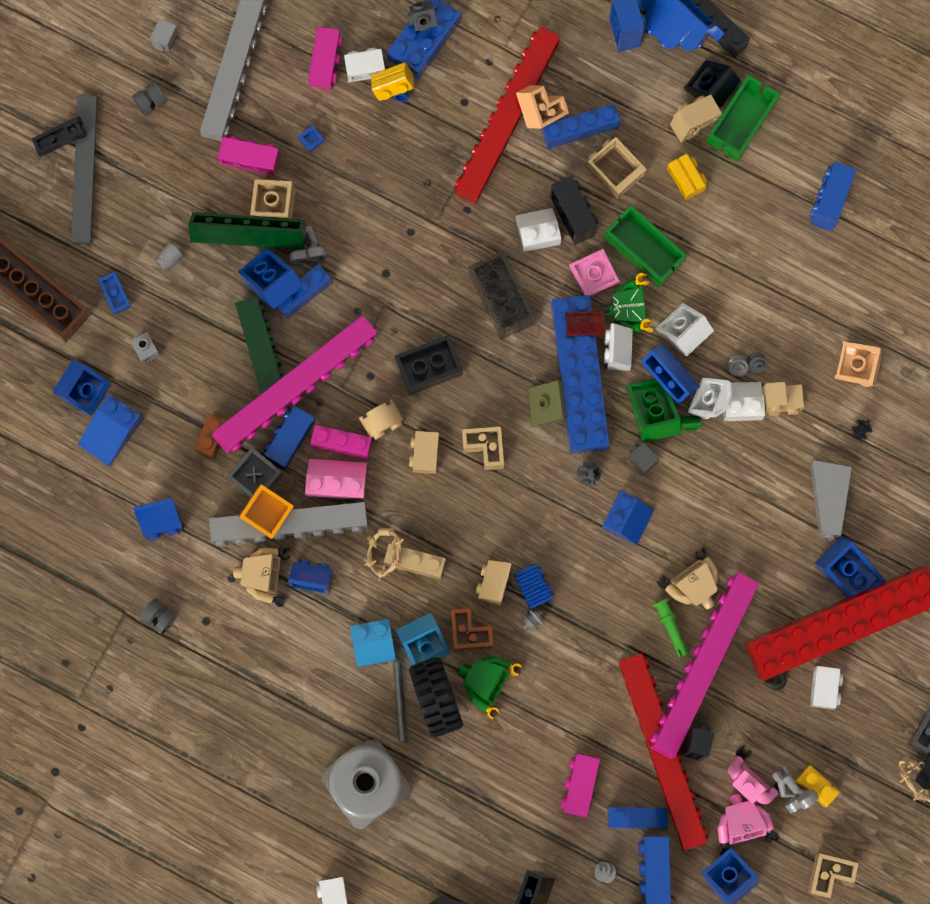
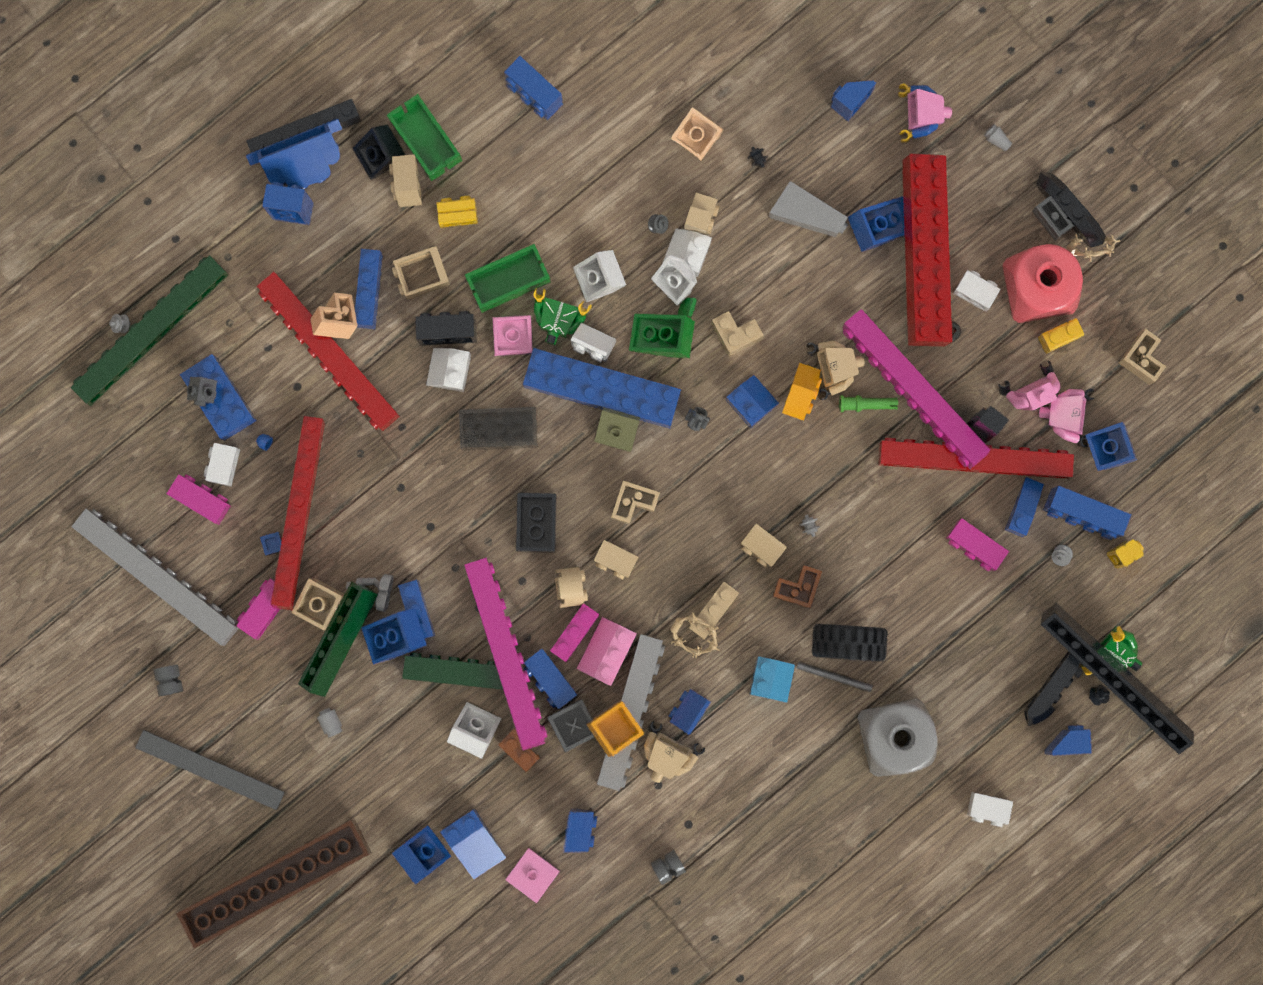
camera: 65 degrees left, 5 degrees up
(59, 136) = (168, 781): black plate -> none
(102, 496) = (532, 875): none -> bright pink plate
(114, 293) = (343, 788): blue plate -> none
(144, 347) = (408, 780): light grey brick -> none
(163, 35) = (111, 642): light grey brick -> none
(214, 387) = (474, 730): none -> white slope
(347, 148) = (298, 513): none -> red brick
(392, 81) = (251, 445): yellow brick -> none
(422, 639) = (789, 633): dark azure slope -> none
(486, 680) = (849, 591): green torso -> none
(533, 587) = (780, 512): blue brick -> none
(585, 323) = (559, 363): clear red slope -> none
(642, 457) = (702, 364): dark grey brick -> none
(656, 559) = (802, 391): none -> light orange brick
(670, 374) = (636, 306): blue brick -> none
(680, 477) = (733, 337): none -> tan brick
(738, 365) = (653, 242): light grey wheel -> none
(799, 798) = (1065, 358): light grey piece -> none
(839, 750) = (1029, 296): none -> coral piece

